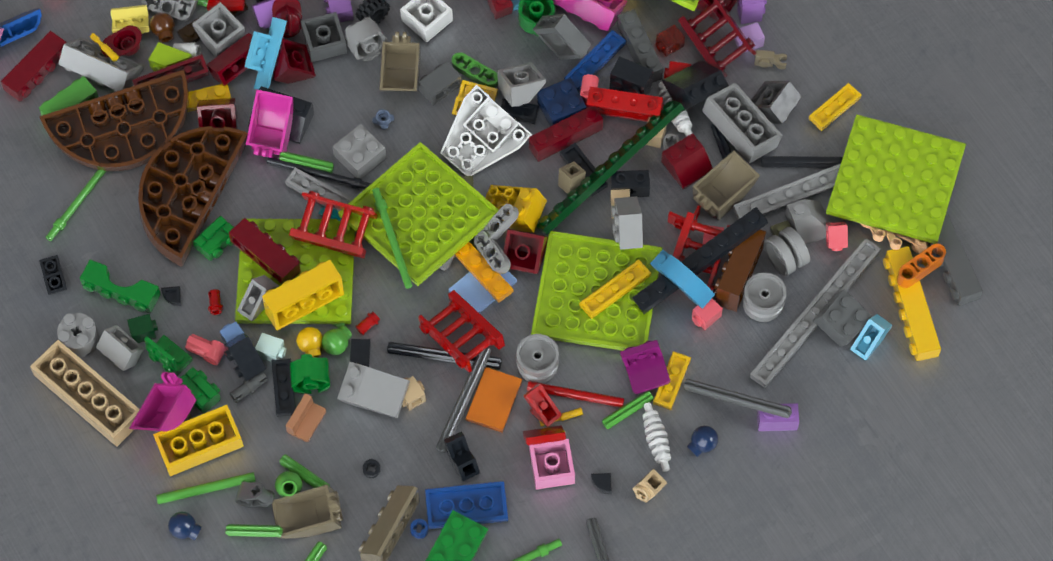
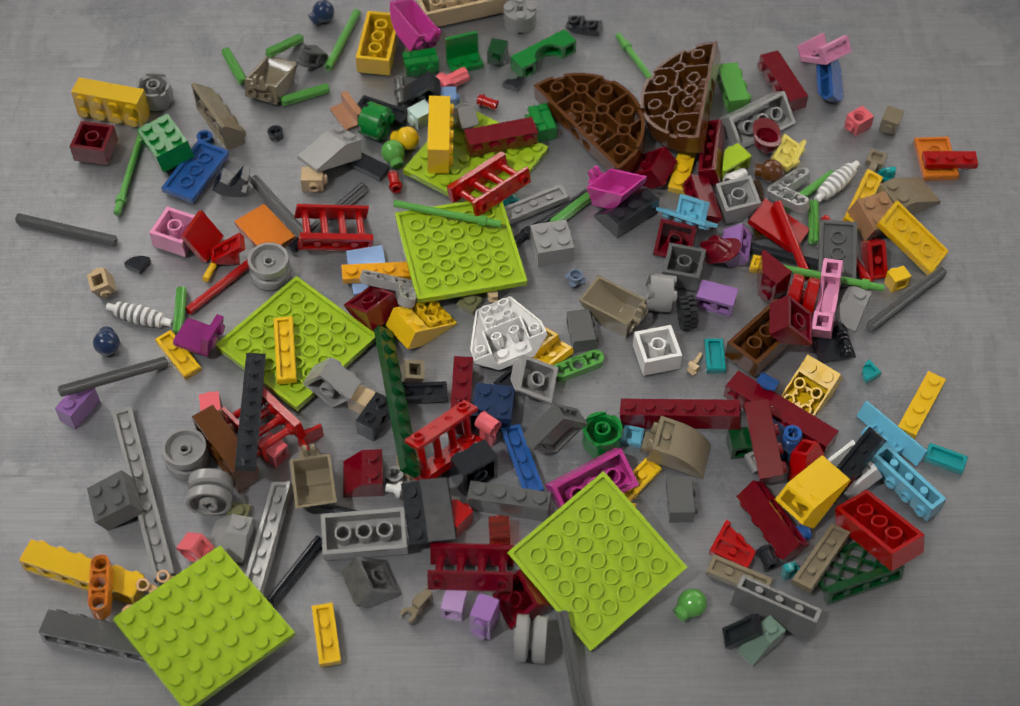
camera: 120 degrees right, 10 degrees down
(104, 47) = (766, 118): yellow piece -> none
(119, 348) = (490, 30): light grey brick -> none
(288, 484) = (301, 76): bright green piece -> none
(683, 278) = (241, 380): dark azure arch -> none
(871, 336) = (83, 521): medium azure slope -> none

